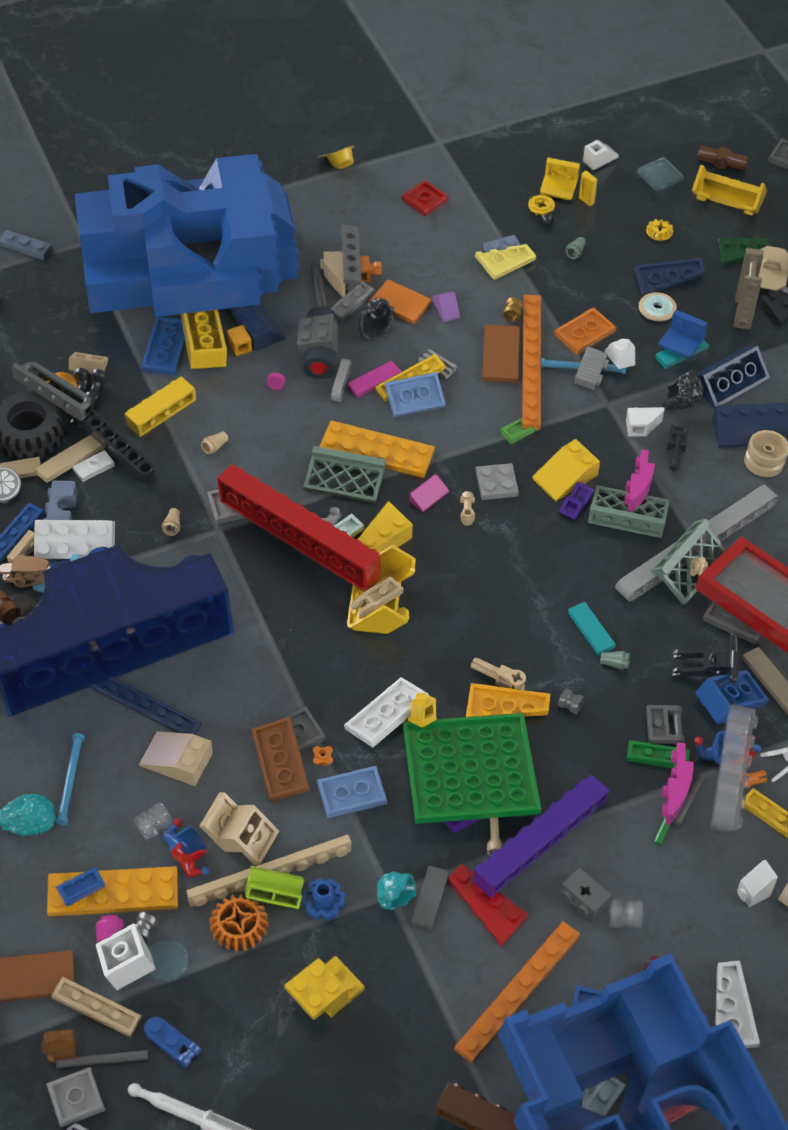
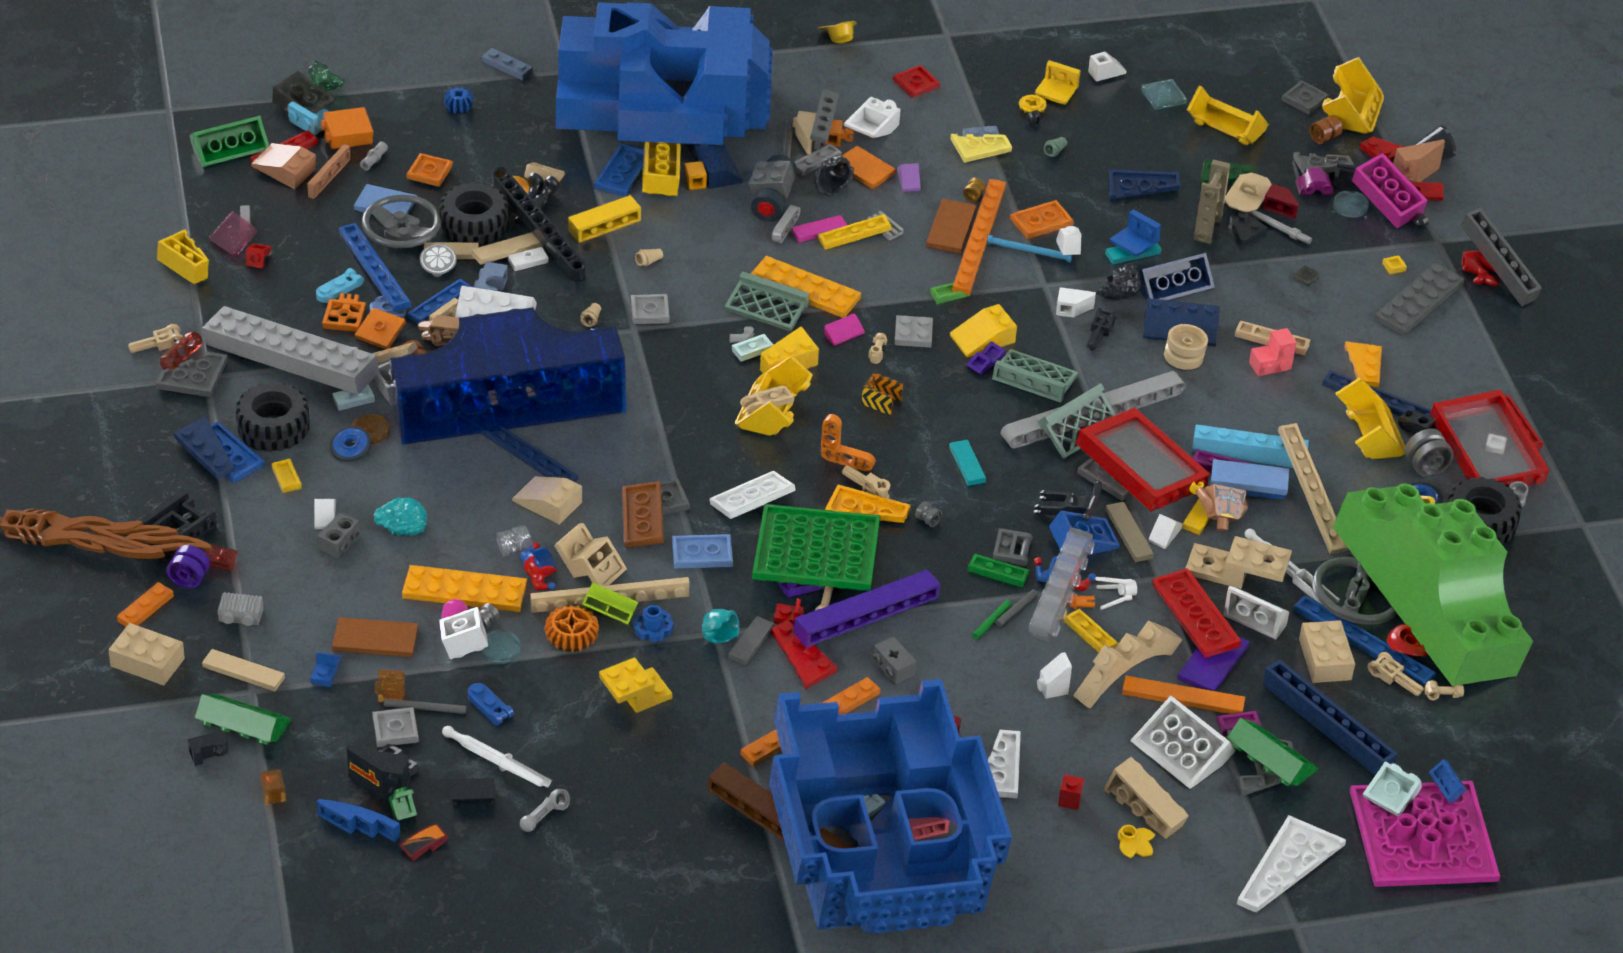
camera: 10 degrees right, 10 degrees down
(49, 392) = (522, 203): dark grey piece -> none
(62, 818) = (431, 527): dark azure bar -> none
(80, 886) = (436, 575): blue plate -> none
(96, 1006) = (429, 667): tan tile -> none
(276, 381) = (721, 214): dark pink tile -> none
(299, 528) = (708, 331): red brick -> none
(322, 760) = (682, 519): orange plate -> none
(398, 247) = (875, 118): none -> white slope
(415, 394) = (855, 246): medium blue tile -> none
(422, 710) = (784, 494): yellow brick -> none
(460, 643) = (865, 460): none -> orange beam
(461, 854) = (788, 612): none -> red bracket
(490, 556) = (880, 393): none -> piece
(588, 188) = (1082, 94): yellow tile -> none
(590, 368) = (1034, 249): light grey brick -> none
(617, 659) = (985, 490): sand green cone -> none
(626, 913) = (921, 673): clear wheel -> none
(640, 482) = (1051, 351): dark pink slope -> none
(647, 308) = (1111, 207): wheel -> none
(664, 234) = (1151, 147): yellow gear -> none
(677, 785) = (1006, 592): dark pink slope -> none
(698, 566) = (1083, 422): tan plate -> none
(722, 158) = (1233, 89): reddish brown piece -> none

